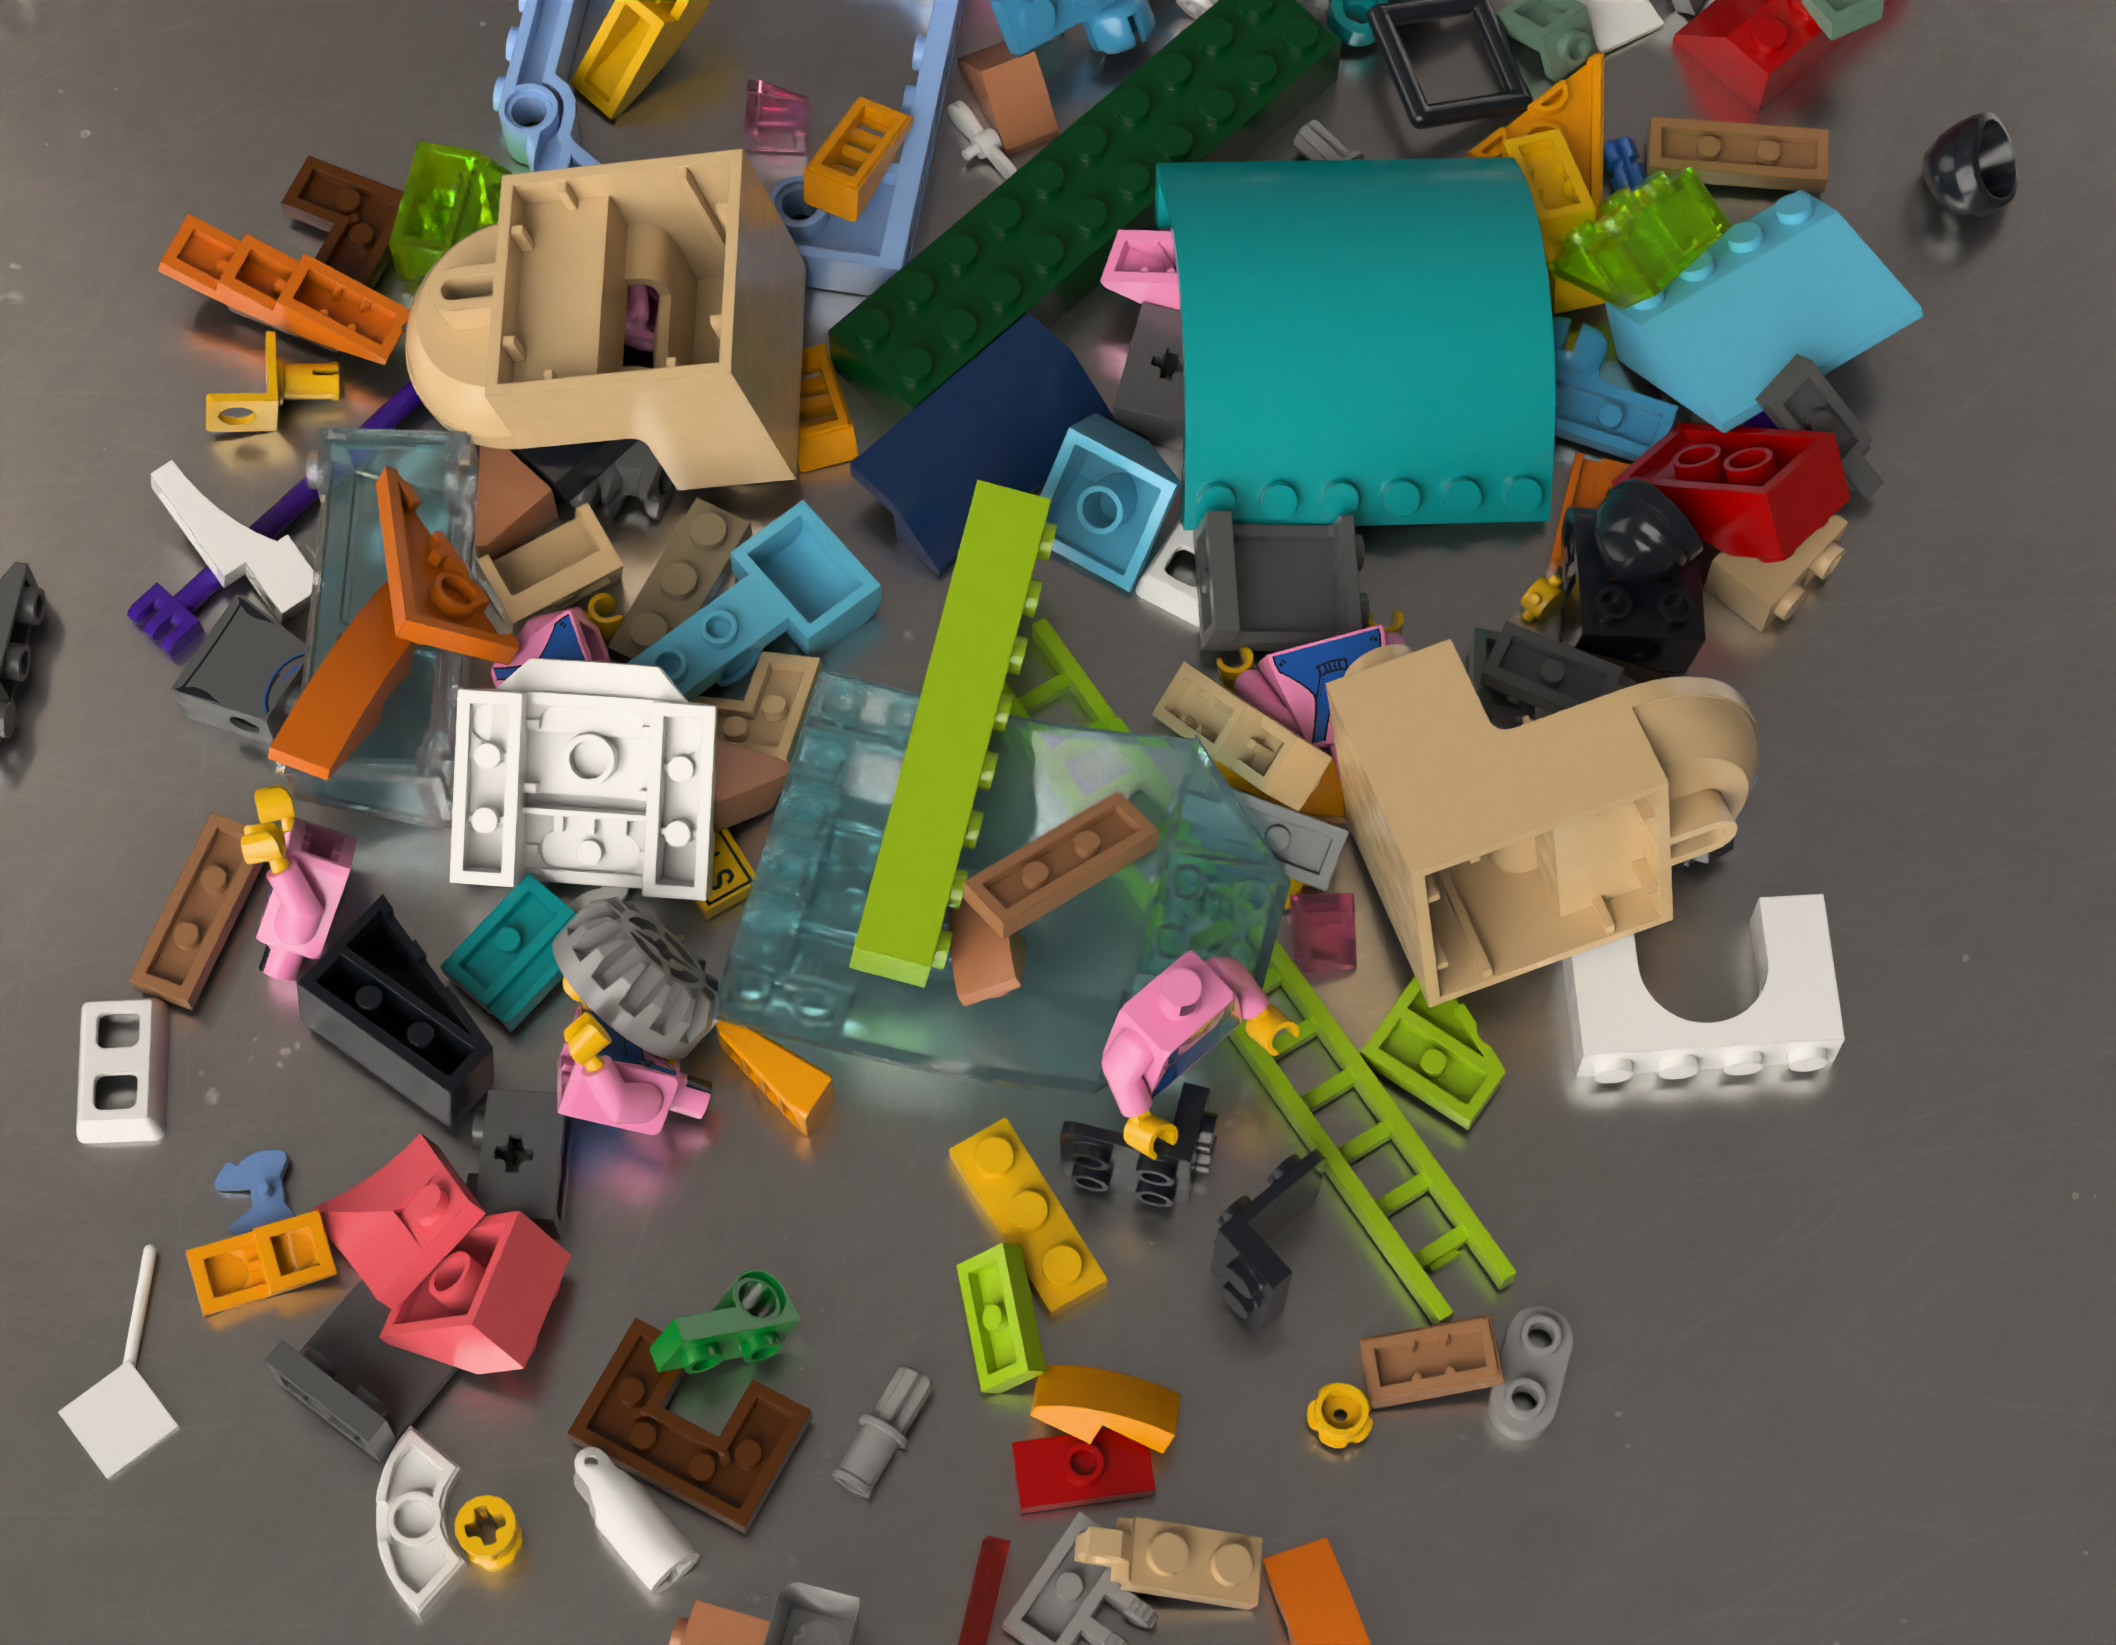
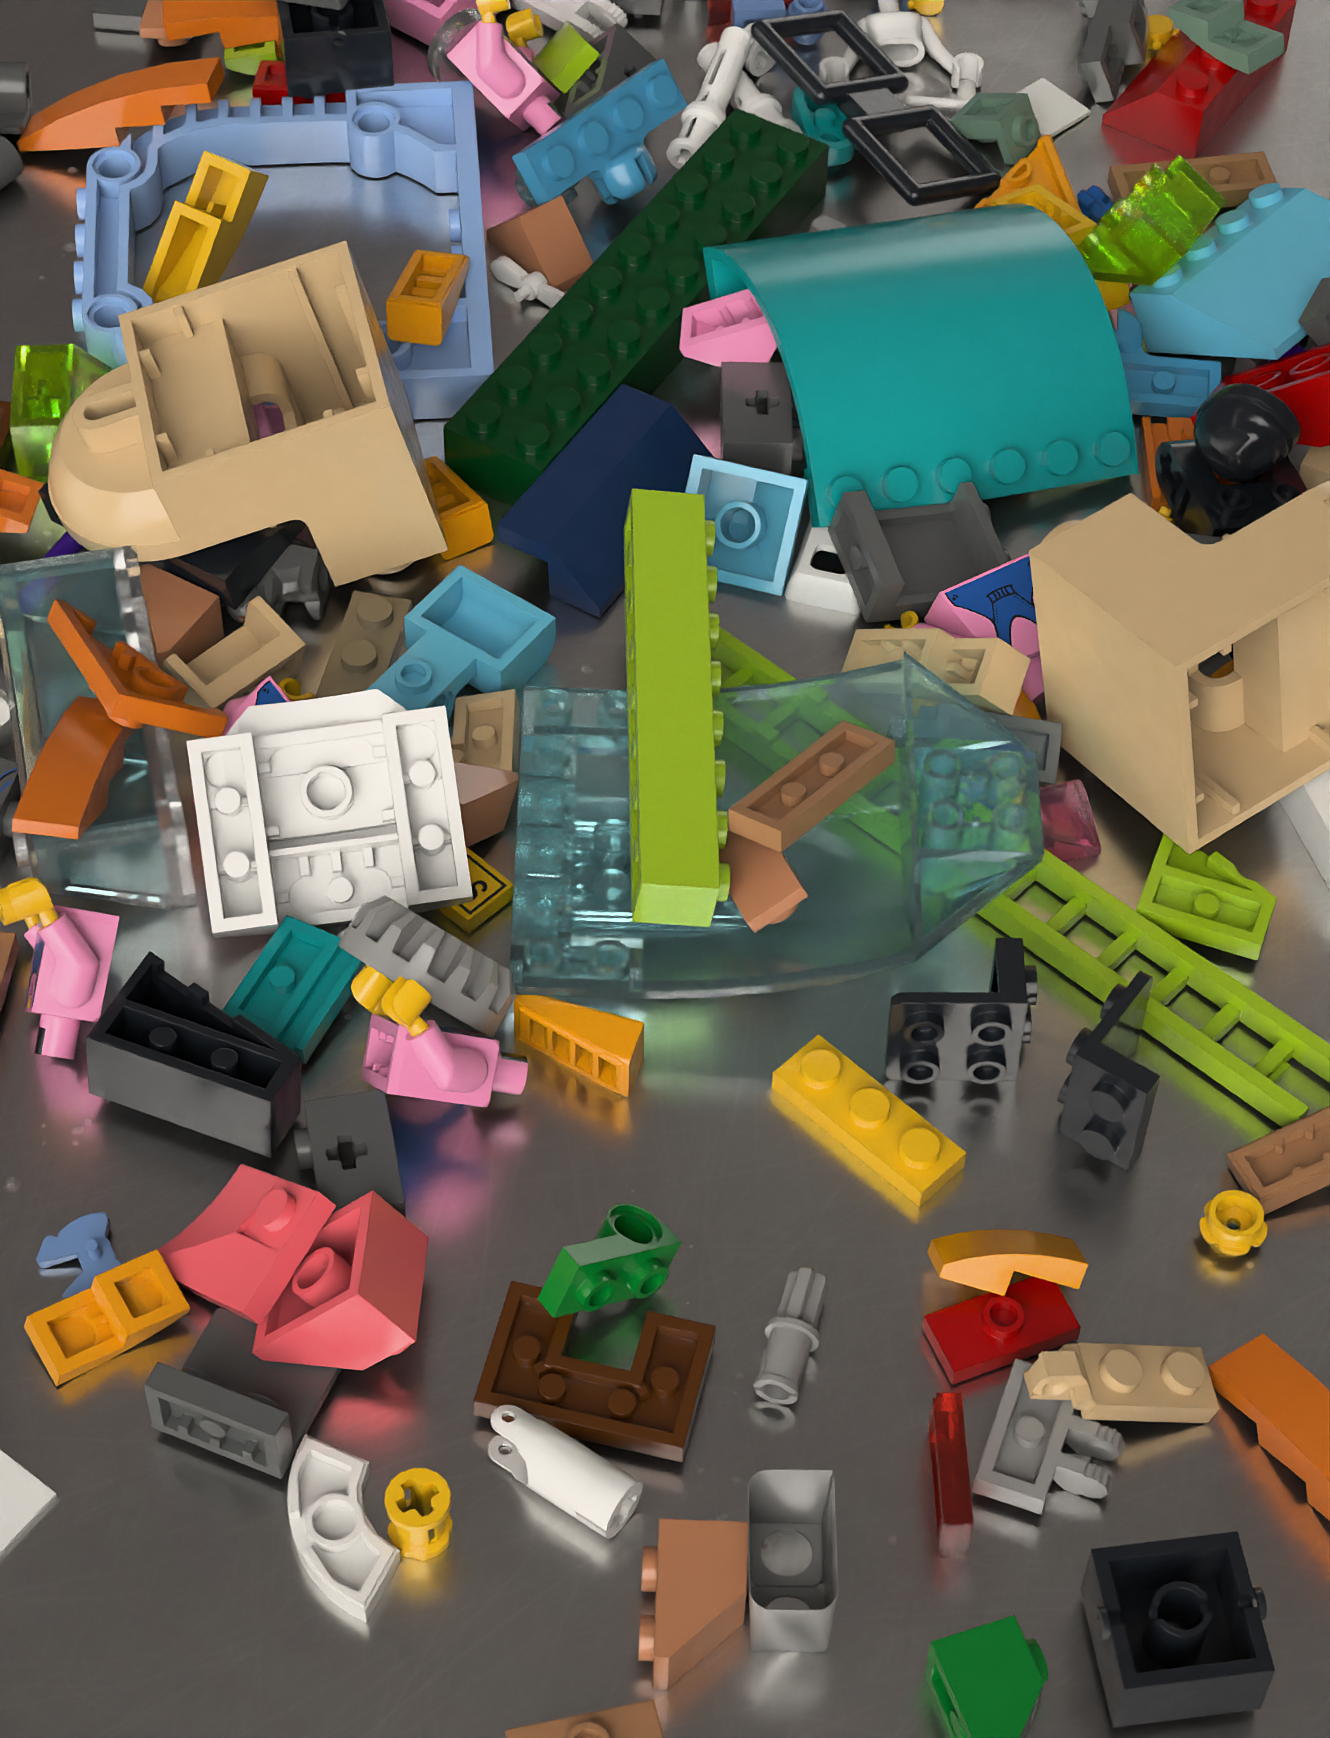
camera: 15 degrees left, 15 degrees down
(1001, 1318) = (876, 1206): lime plate -> none
(1173, 1027) = (979, 874): bright pink torso -> none

